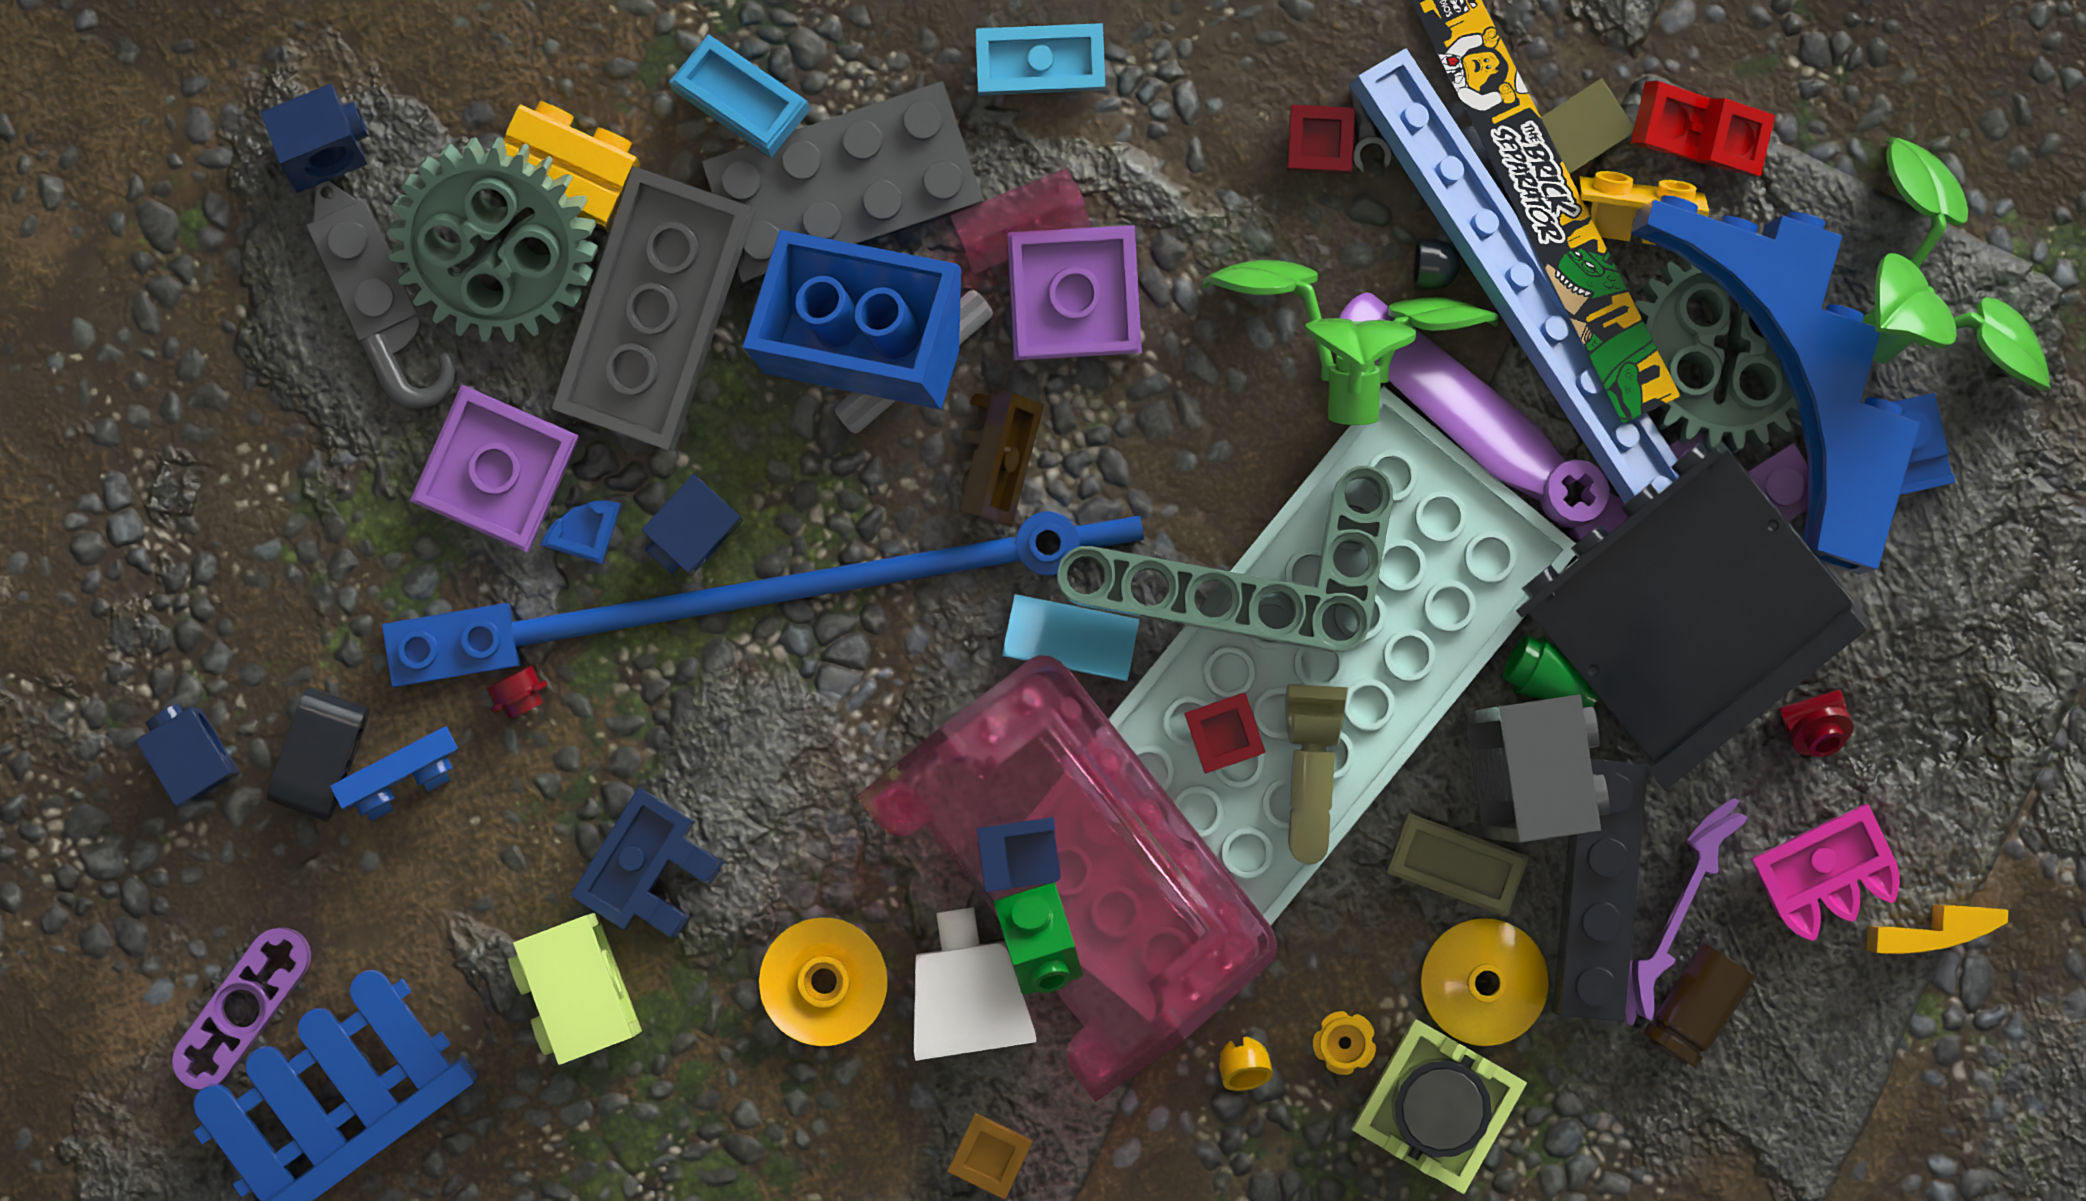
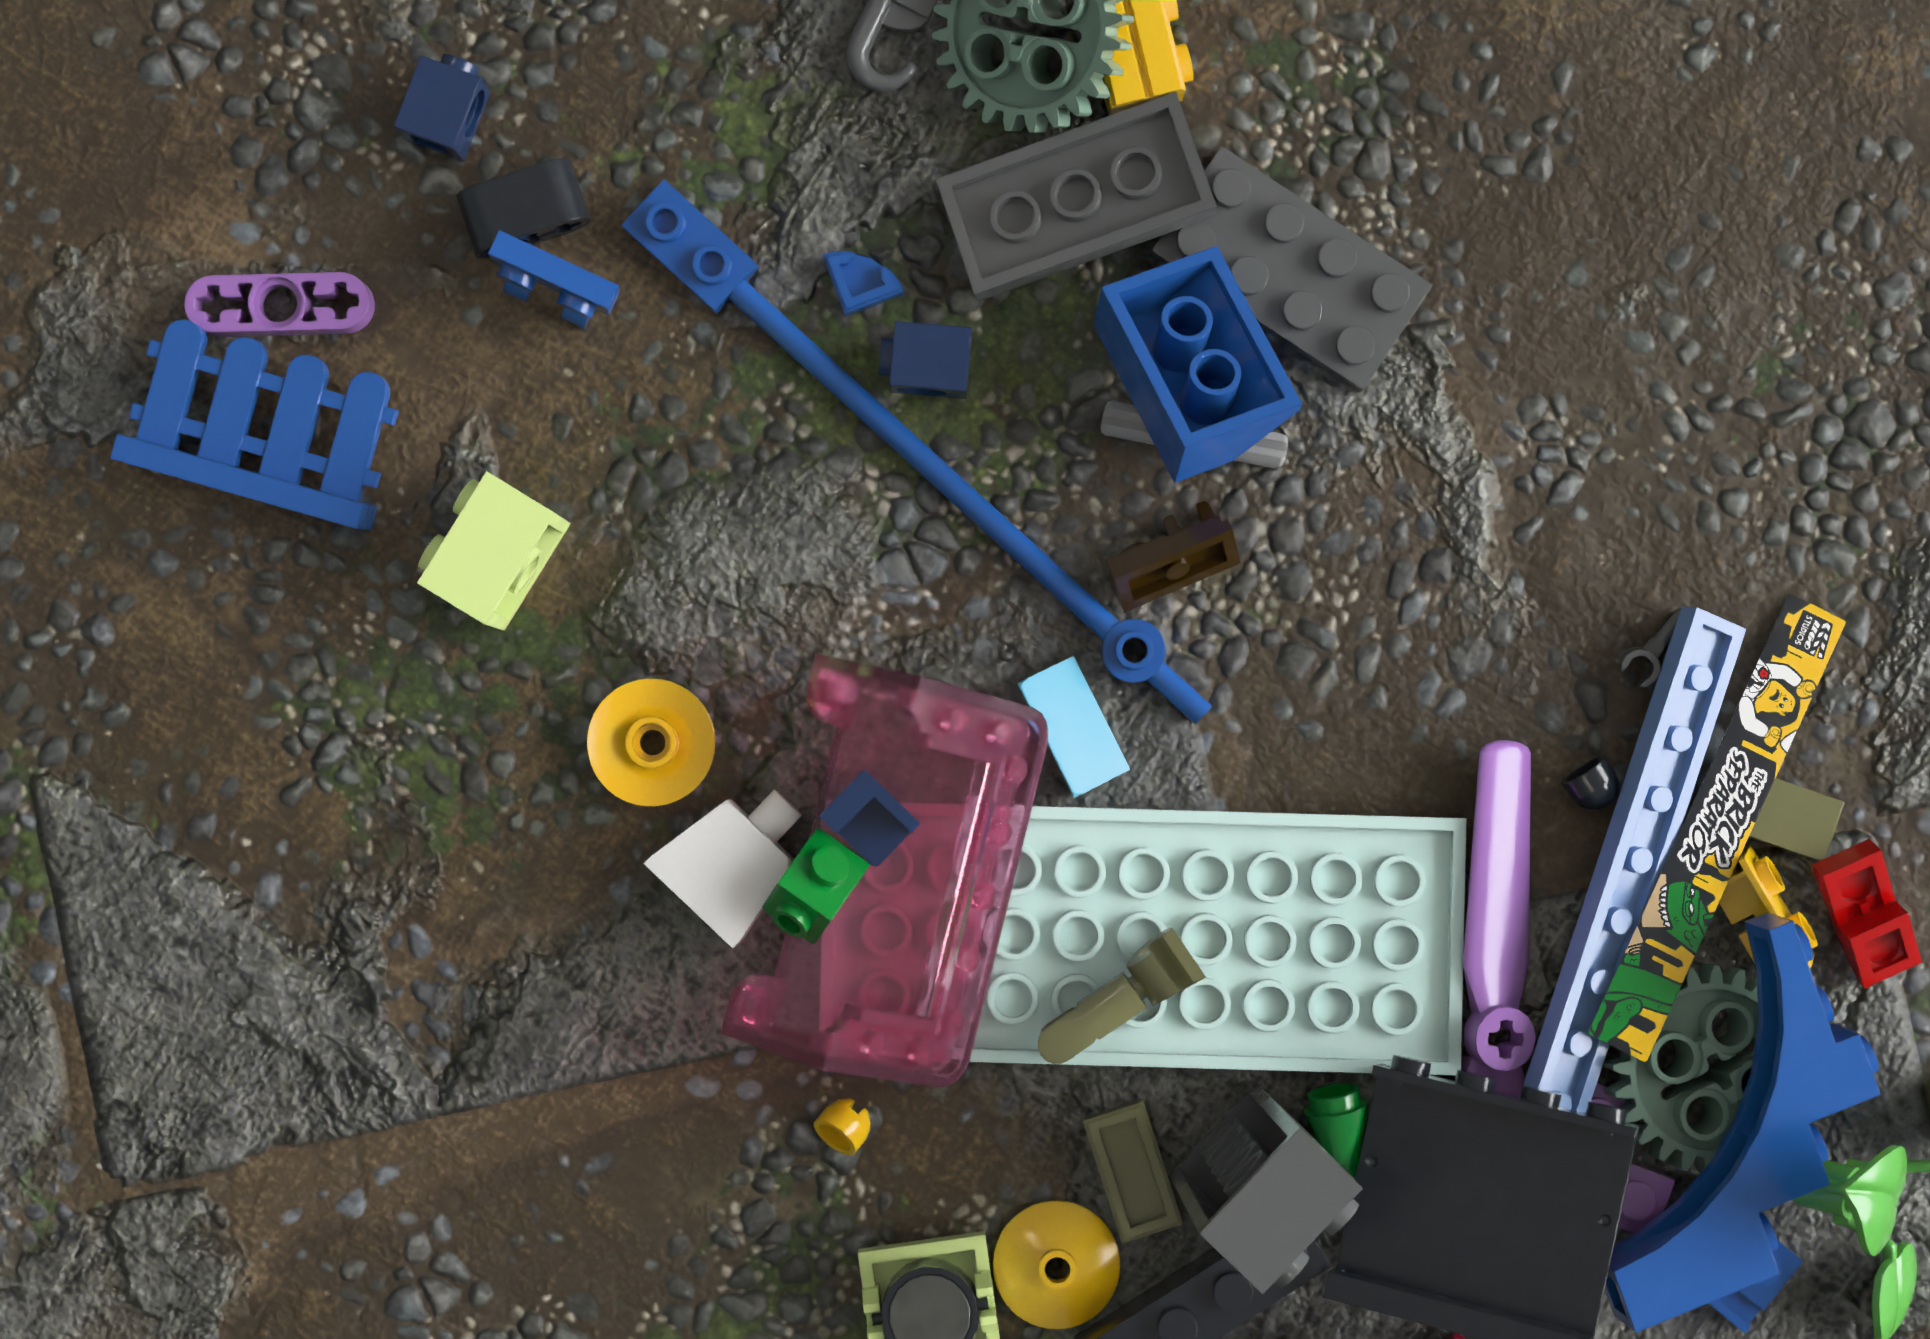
camera: 55 degrees right, 0 degrees up
(495, 468) = (854, 172): medium lavender plate -> none
(517, 692) = (692, 326): dark red plate -> none
(633, 860) = (633, 519): dark blue plate -> none
(739, 95) = (1296, 135): dark azure tile -> none
(990, 1155) = (616, 980): pearl gold plate -> none
(1037, 206) = (1371, 432): clear pink hinge -> none
(1040, 59) = (1510, 348): medium azure plate -> none
(1073, 292) = (1347, 517): medium lavender plate -> none
(1224, 733) = (1093, 907): dark red plate -> none
(1248, 590) = (1220, 837): sand green beam -> none
(1320, 139) = (1621, 617): dark red plate -> none
(1327, 1042) = (921, 1209): yellow plate -> none
(1358, 344) = (1458, 791): bright green plant -> none

